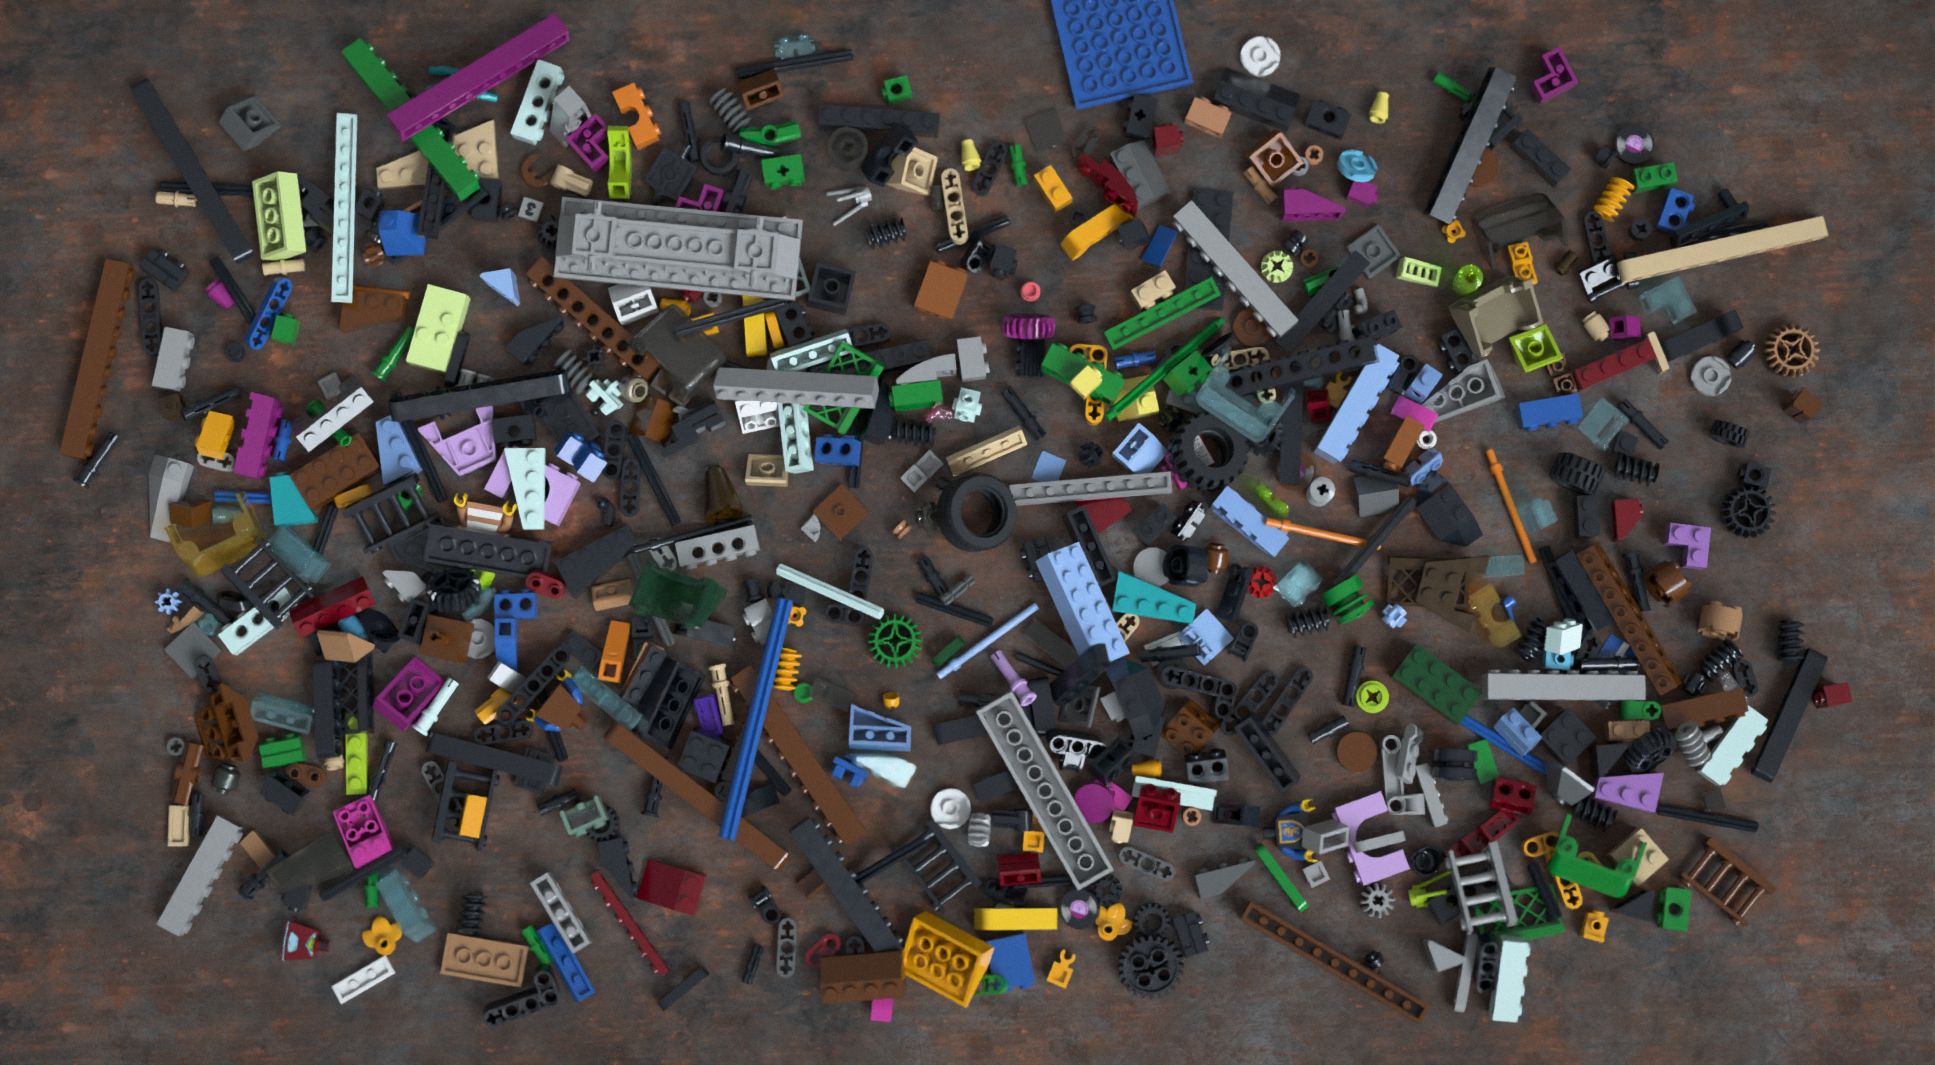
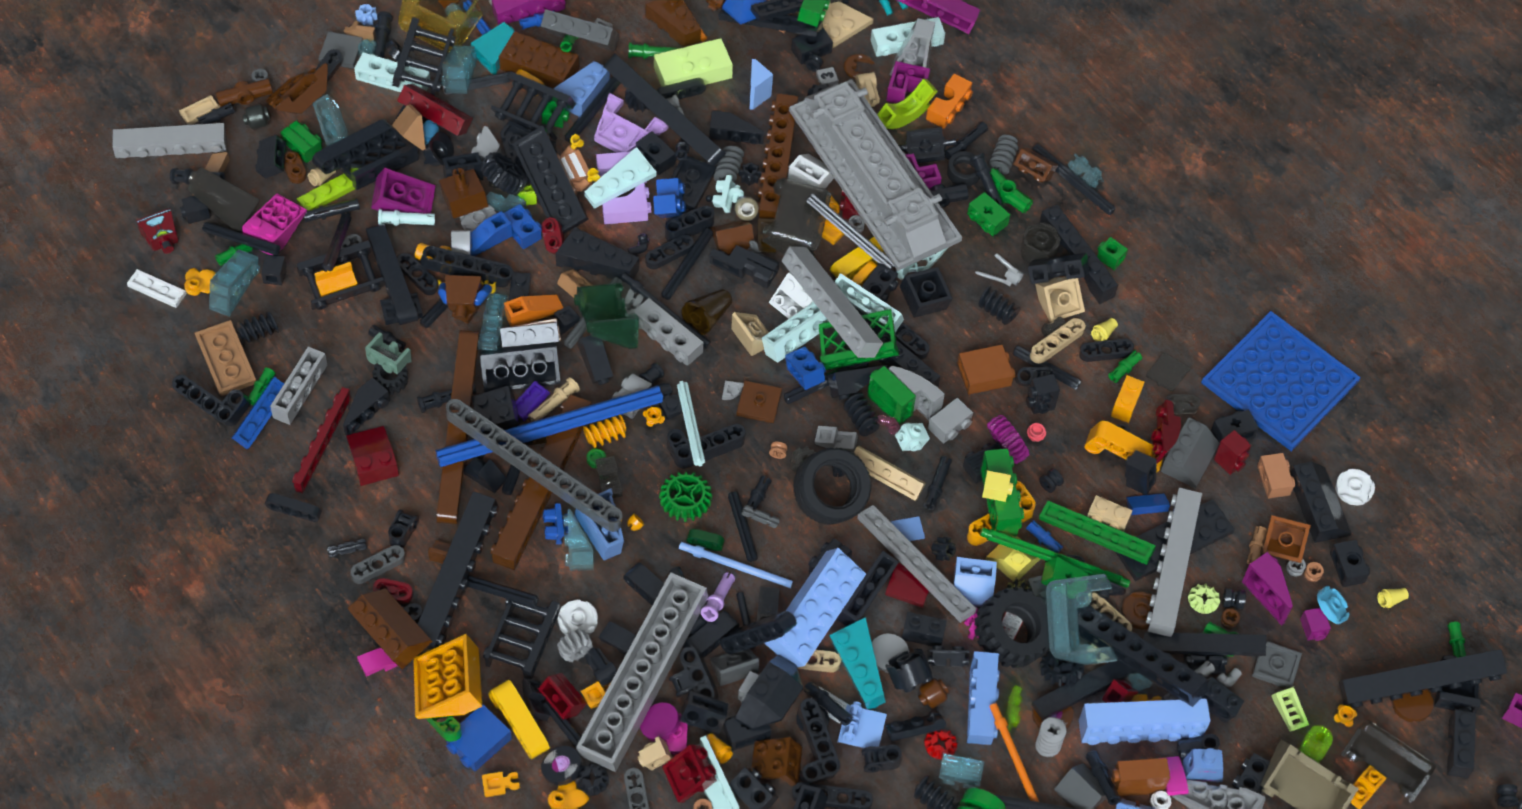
camera: 50 degrees right, 25 degrees down
(432, 791) = (336, 242): none -> black axle
(804, 762) = (538, 472): none -> dark grey beam

